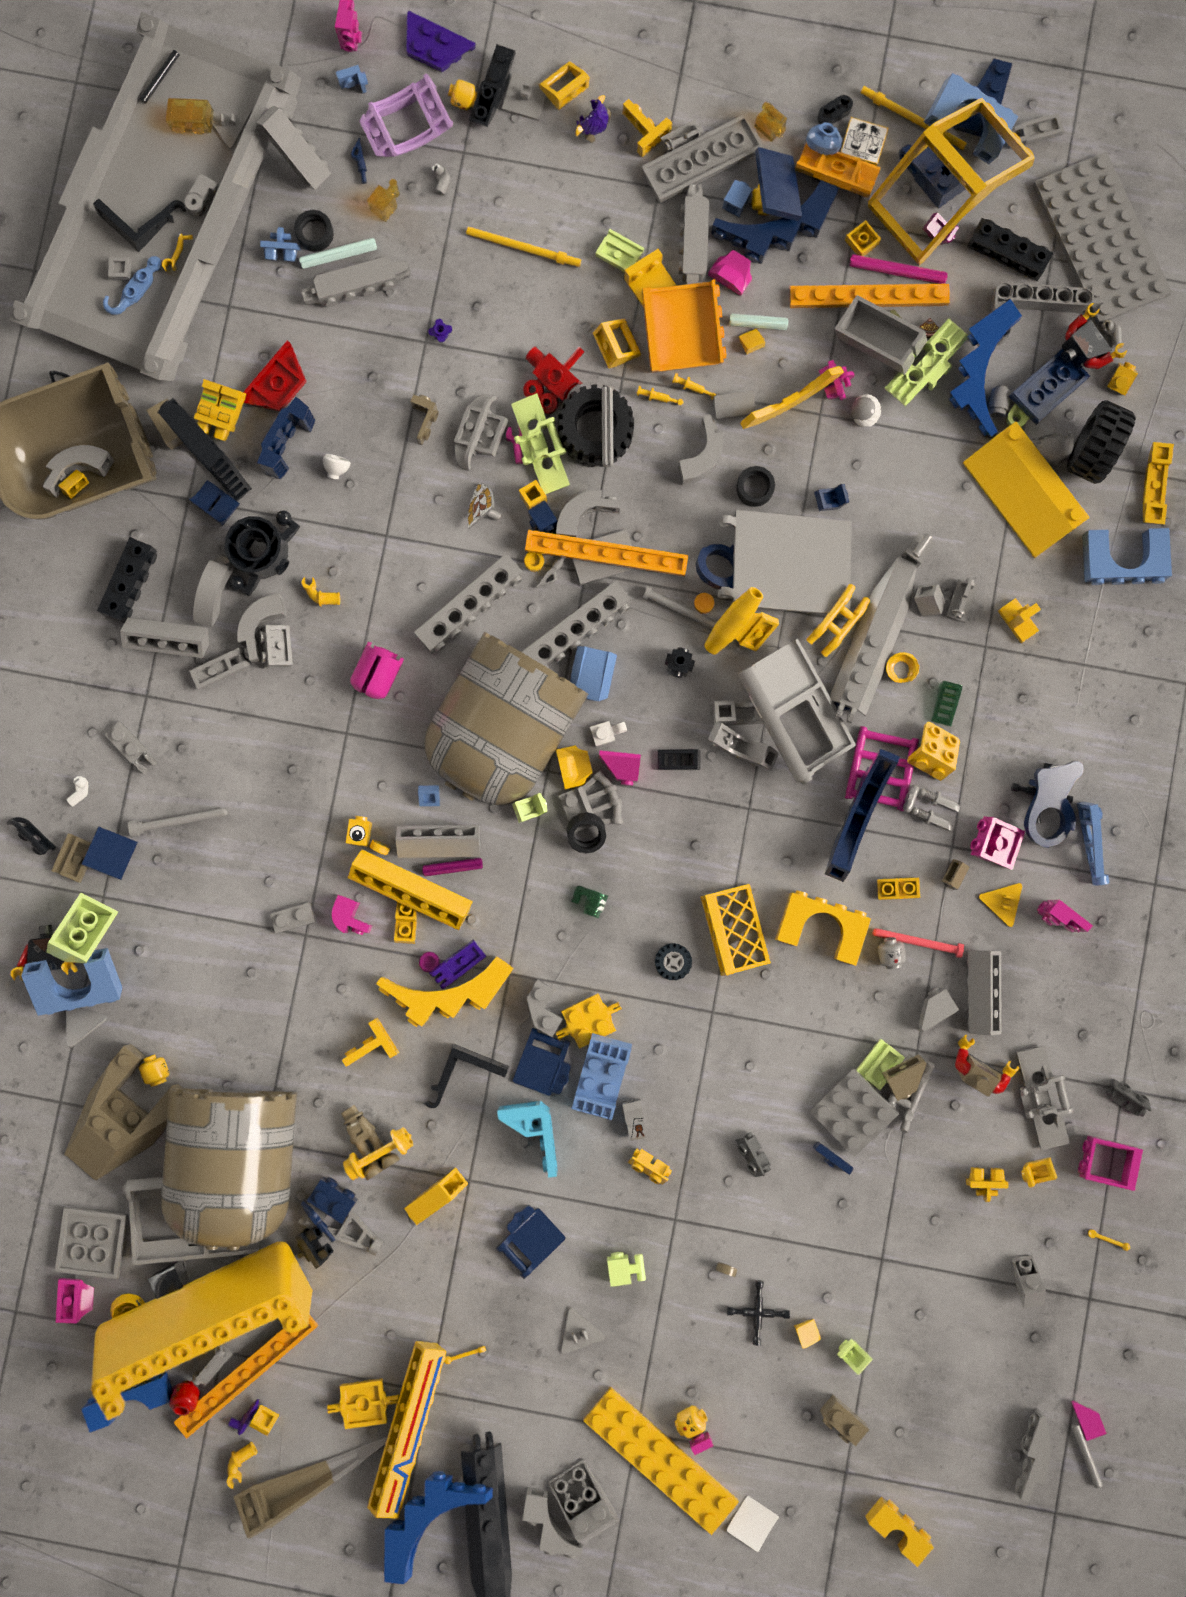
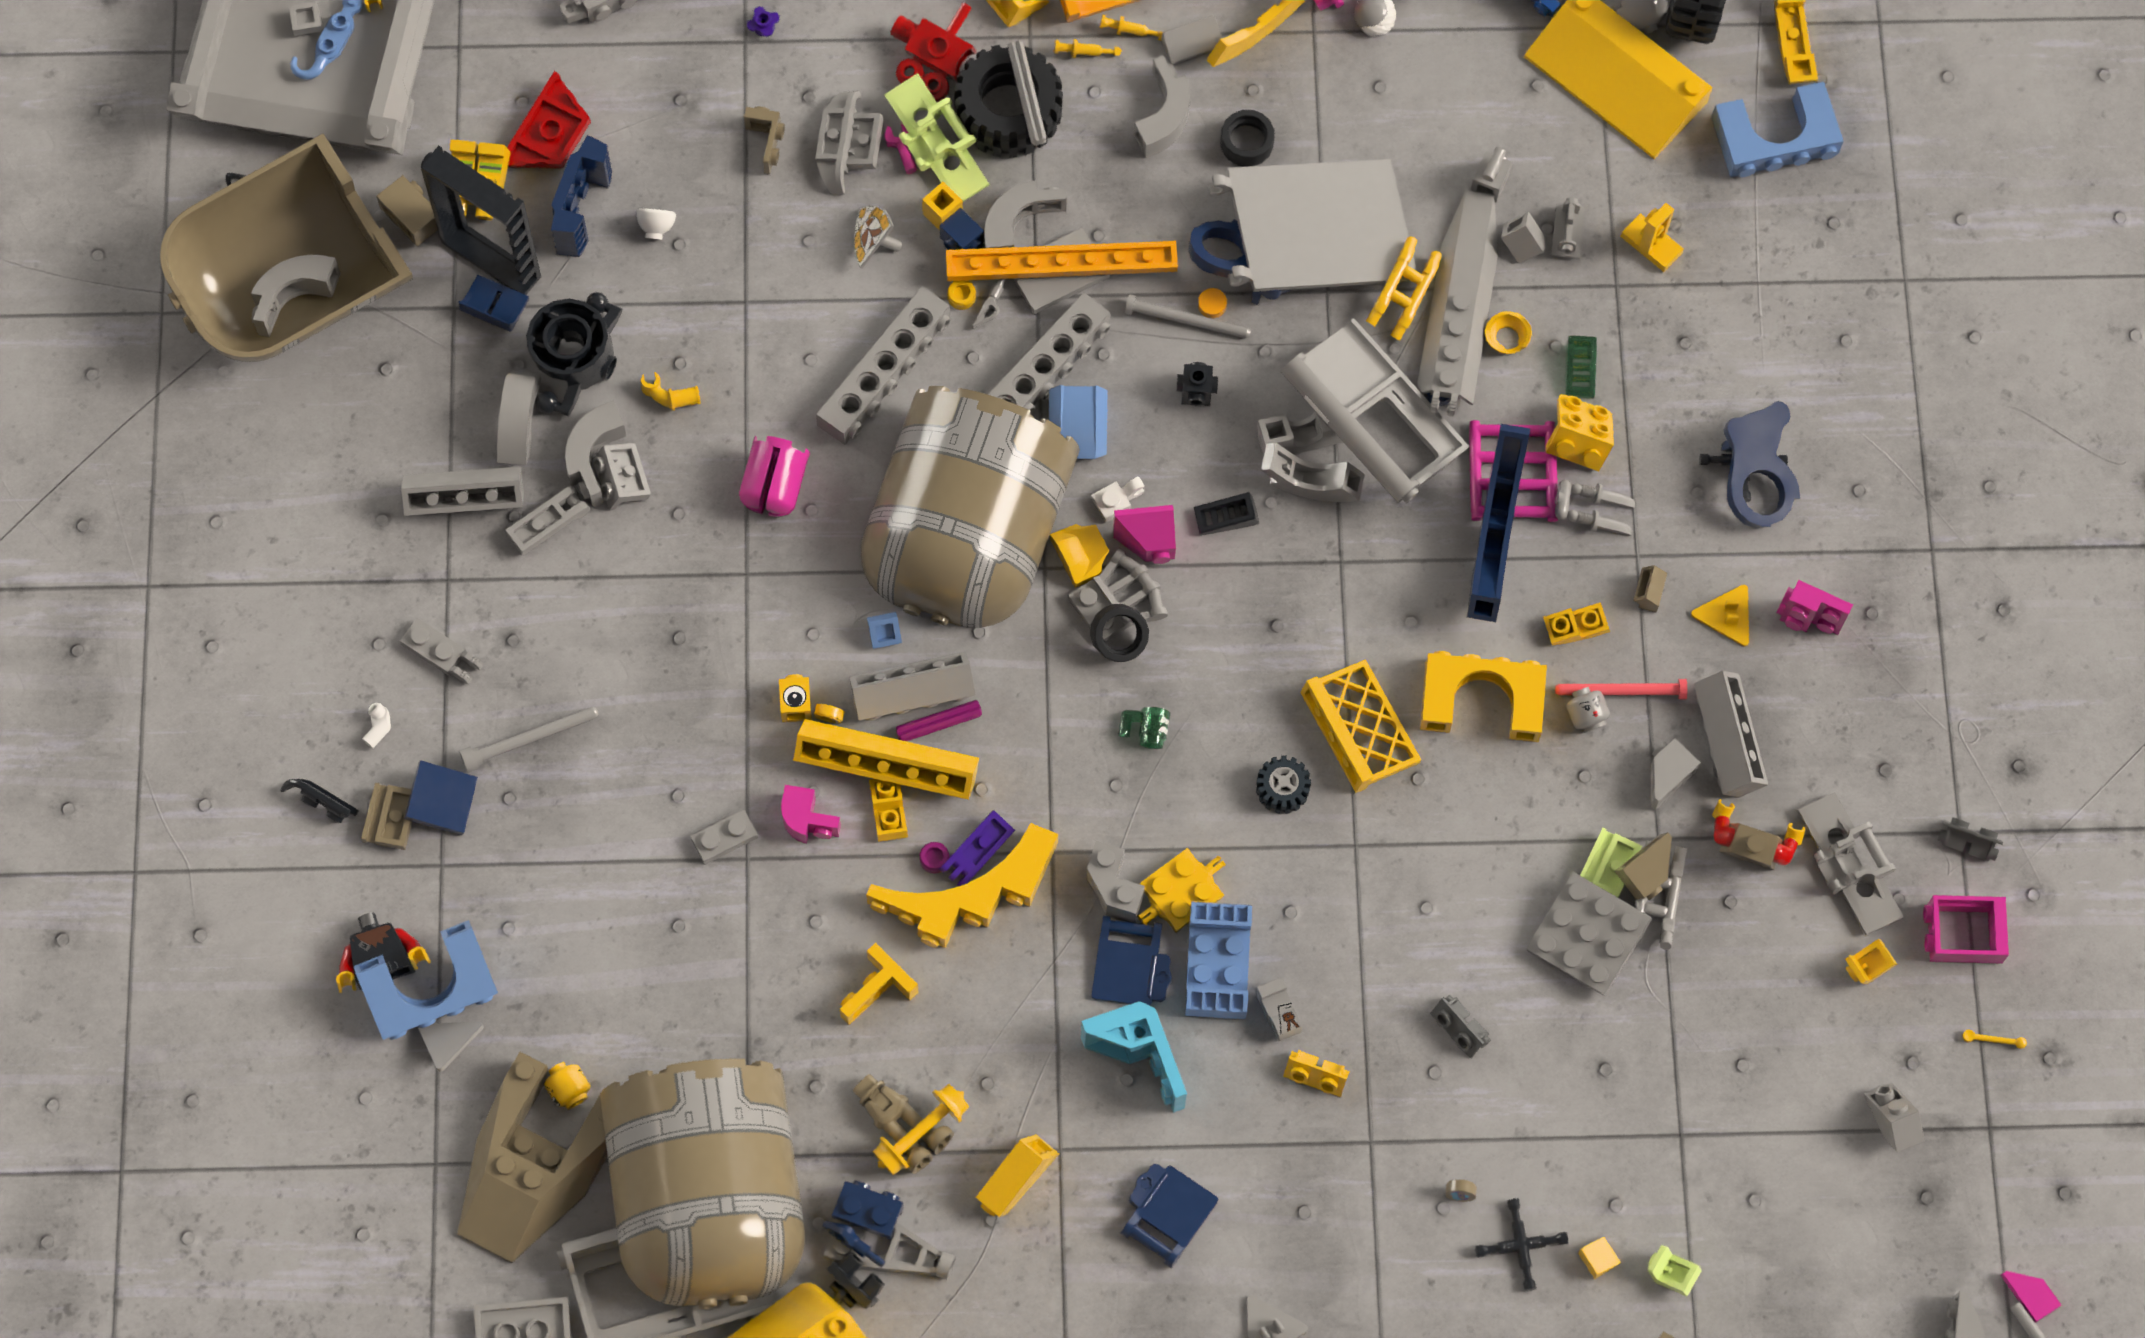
camera: 15 degrees left, 15 degrees down
(73, 484) = (291, 312): yellow piece -> none
(81, 930) = (426, 903): yellowish green slope -> none
(127, 580) = (391, 428): black brick -> none
(470, 1057) = (1022, 972): black hinge -> none
(530, 807) = (1032, 617): yellowish green bracket -> none
(620, 1268) = (1309, 1222): yellowish green brick -> none
(742, 624) = (1272, 313): yellow plate -> none
(832, 498) = (1356, 133): dark blue bracket -> none
(833, 1159) = (1575, 1004): dark blue plate -> none
(977, 1180) = (1813, 988): yellow hips -> none
(997, 842) = (1697, 533): dark pink plate -> none
(1090, 815) = (1814, 470): medium blue plate -> none

